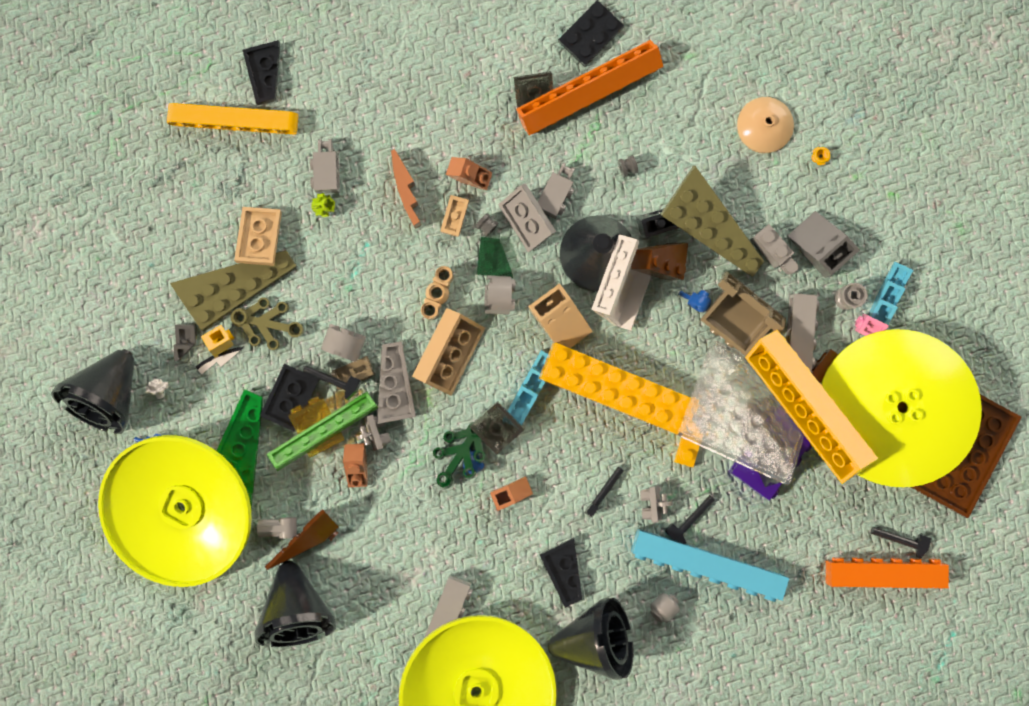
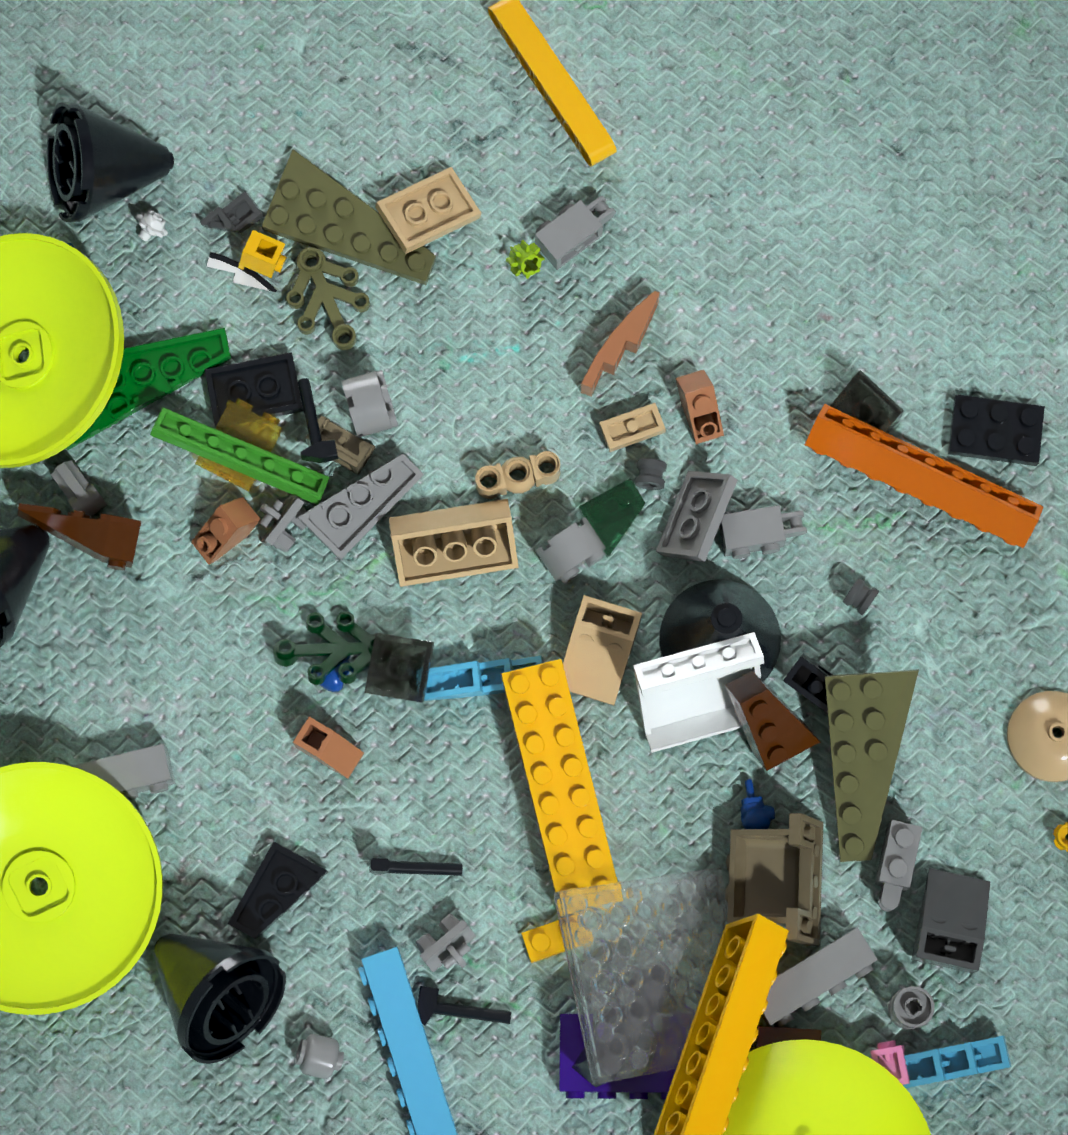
camera: 55 degrees right, 10 degrees down
(263, 67) = (638, 72): black wing -> none

